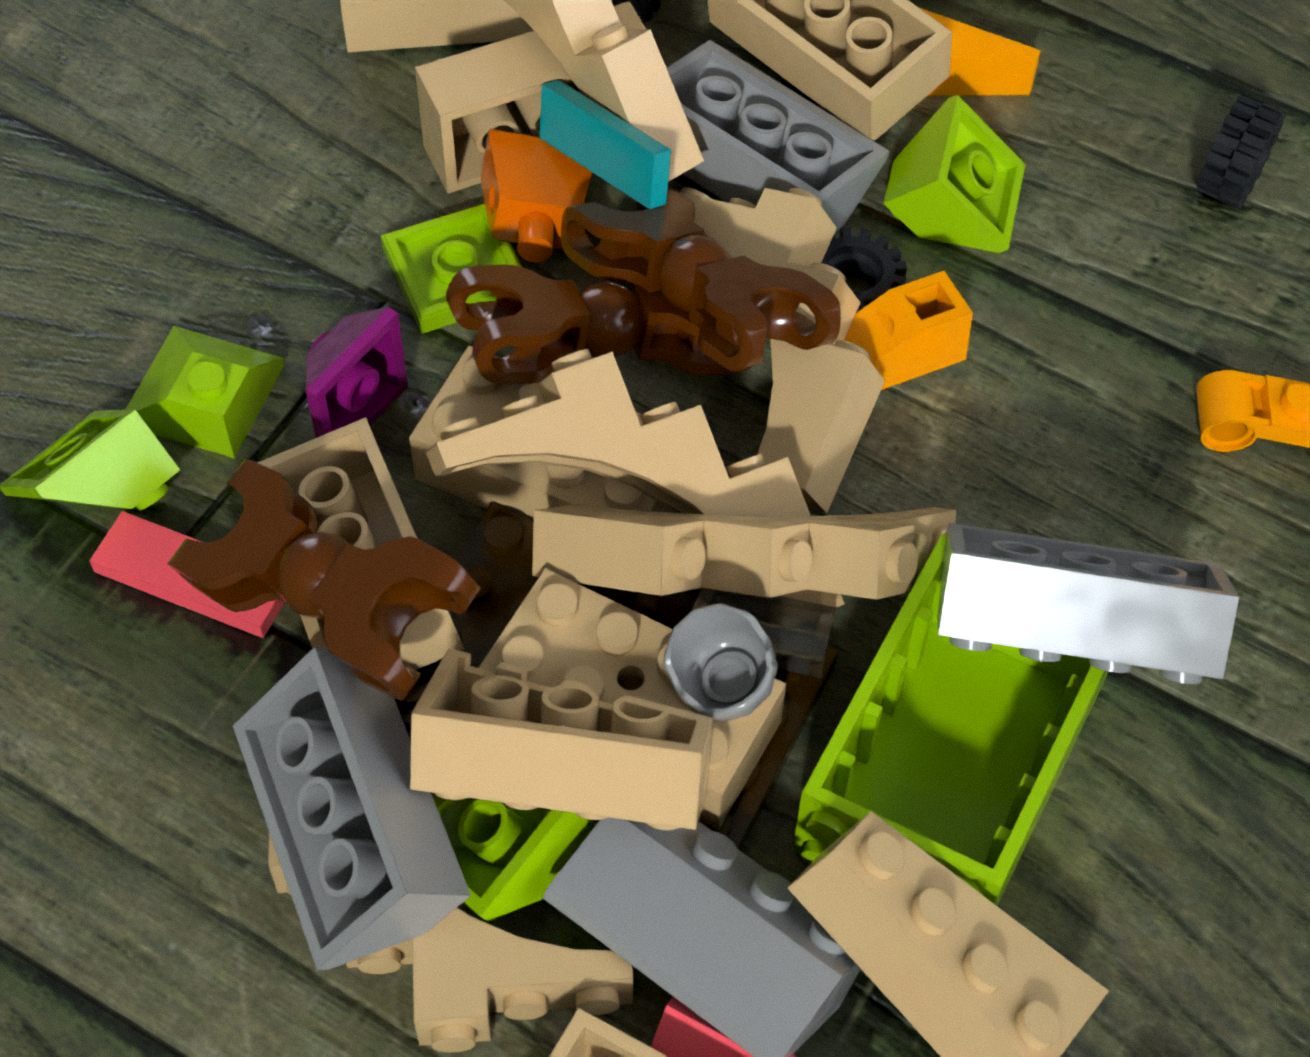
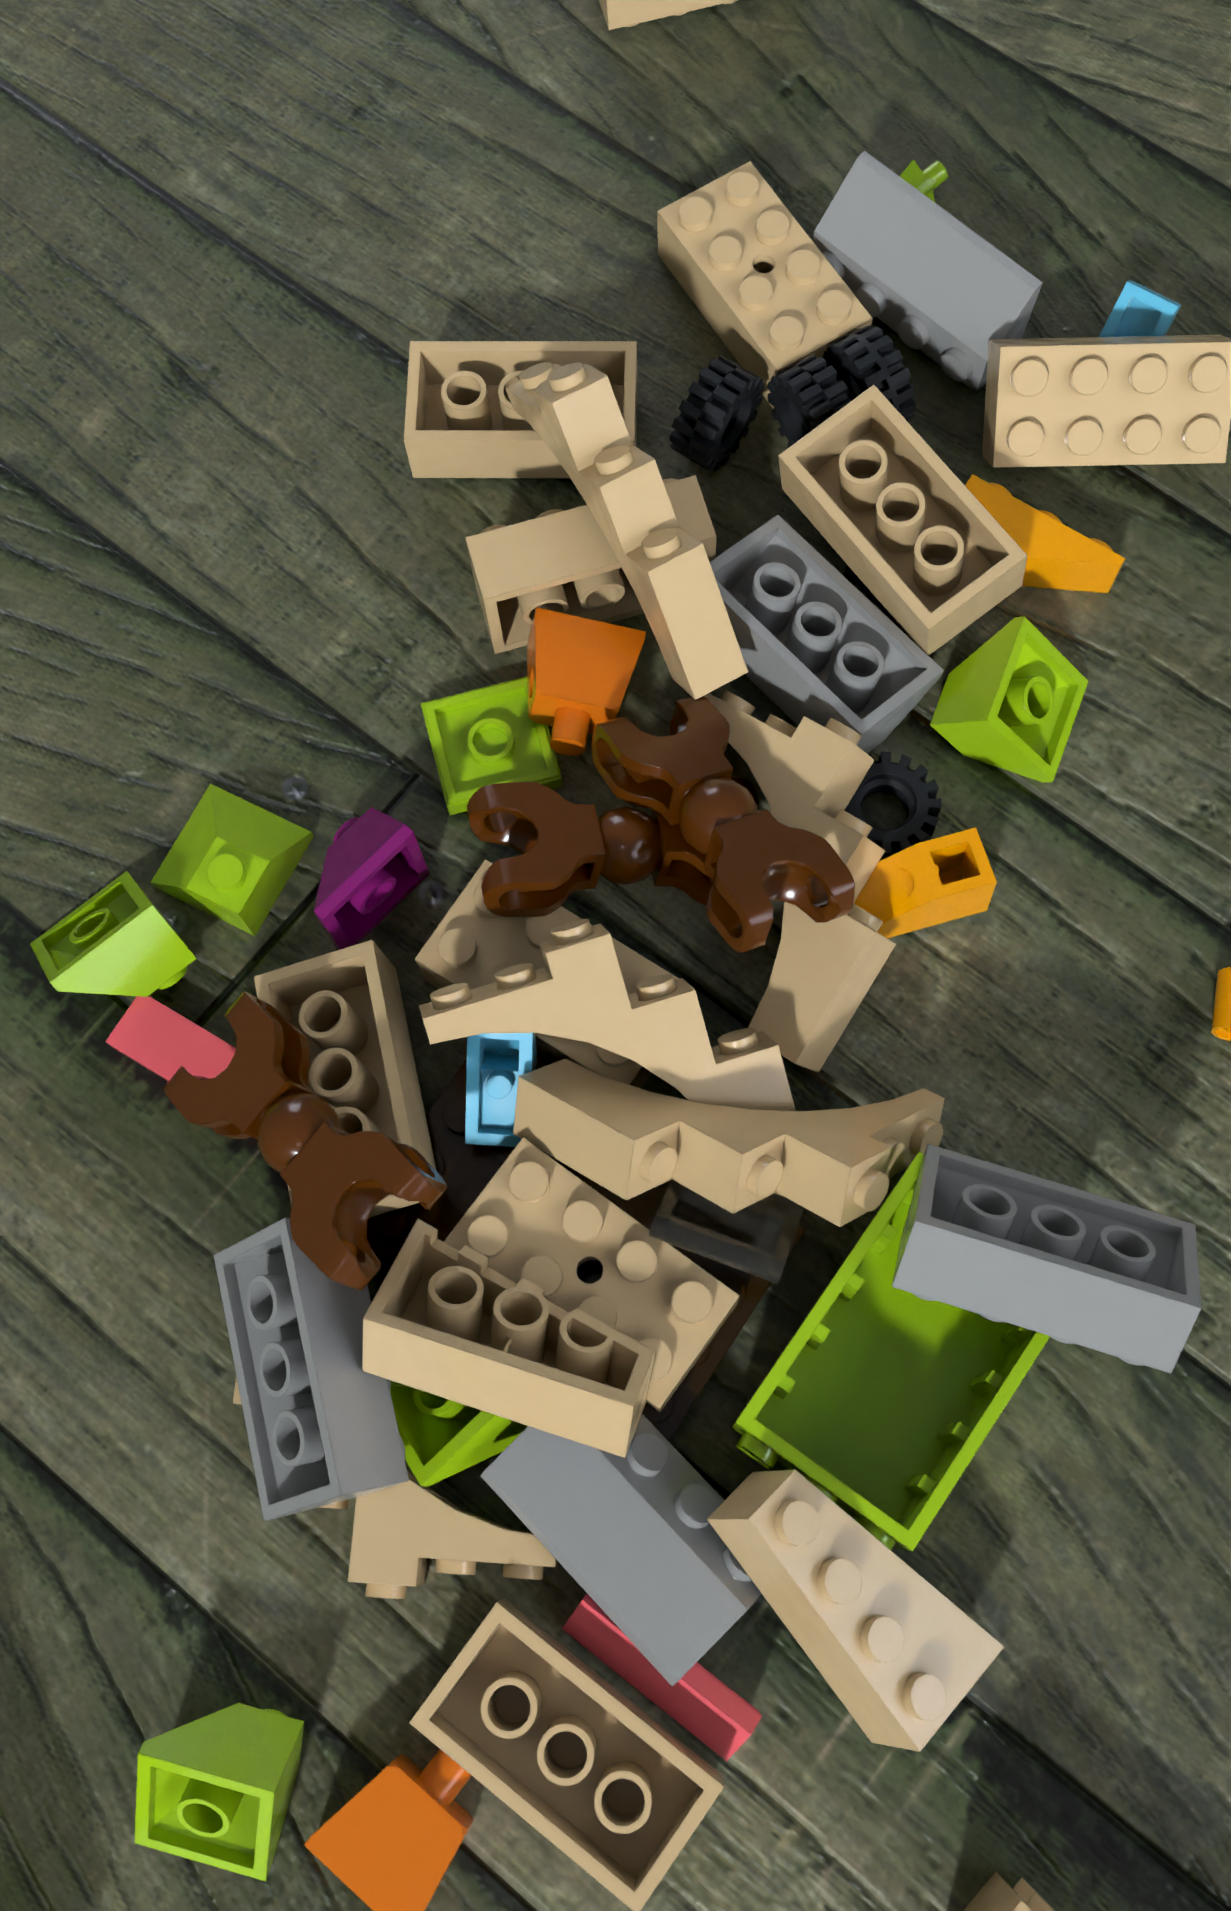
camera: 15 degrees right, 15 degrees up
(506, 527) = (492, 1085): none -> medium azure slope
(605, 144) = (646, 650): teal tile -> none
(721, 662) = (672, 1290): light grey hair -> none

